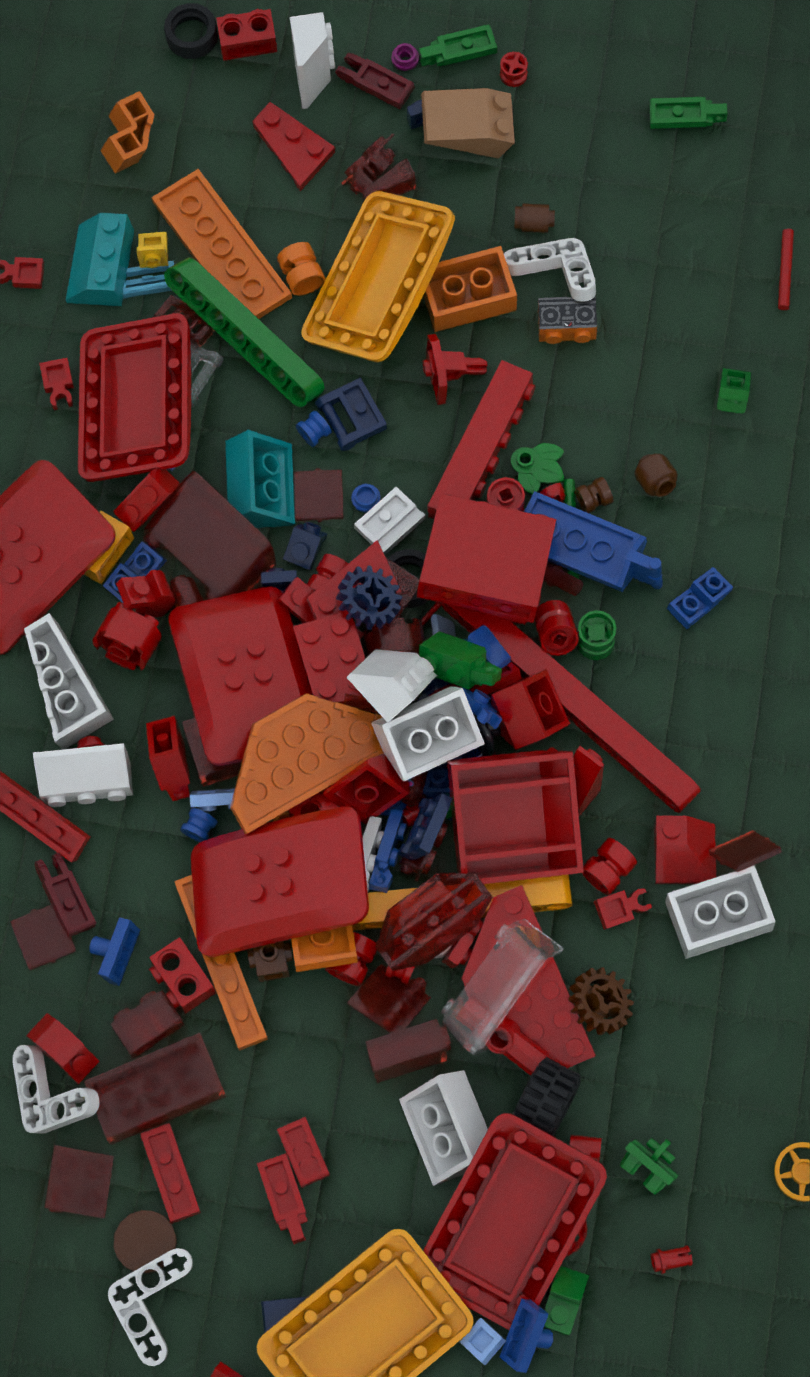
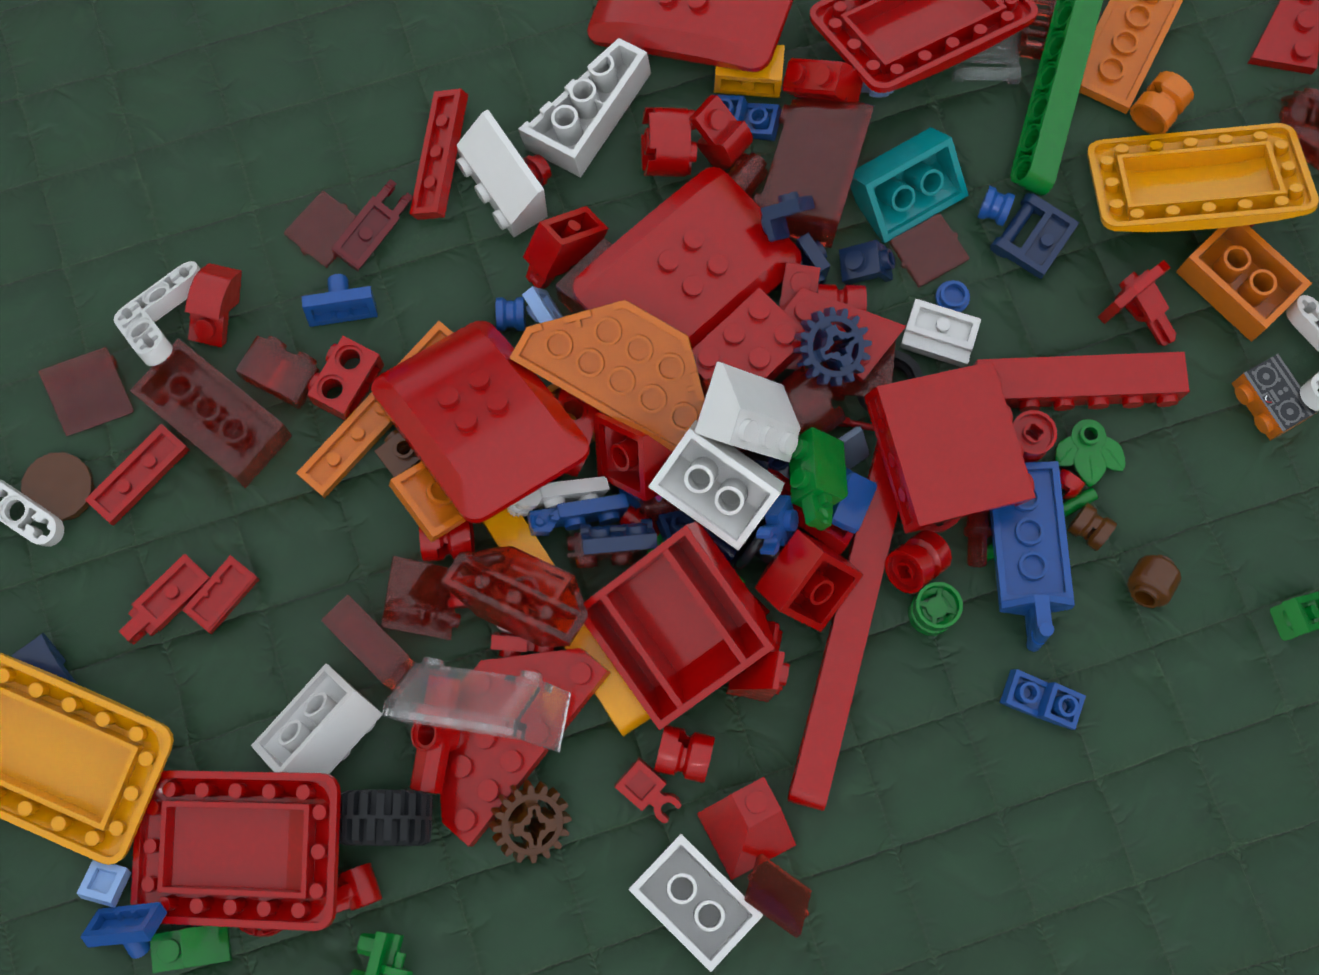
camera: 55 degrees right, 5 degrees up
(238, 573) = (774, 216): none -> dark blue bracket

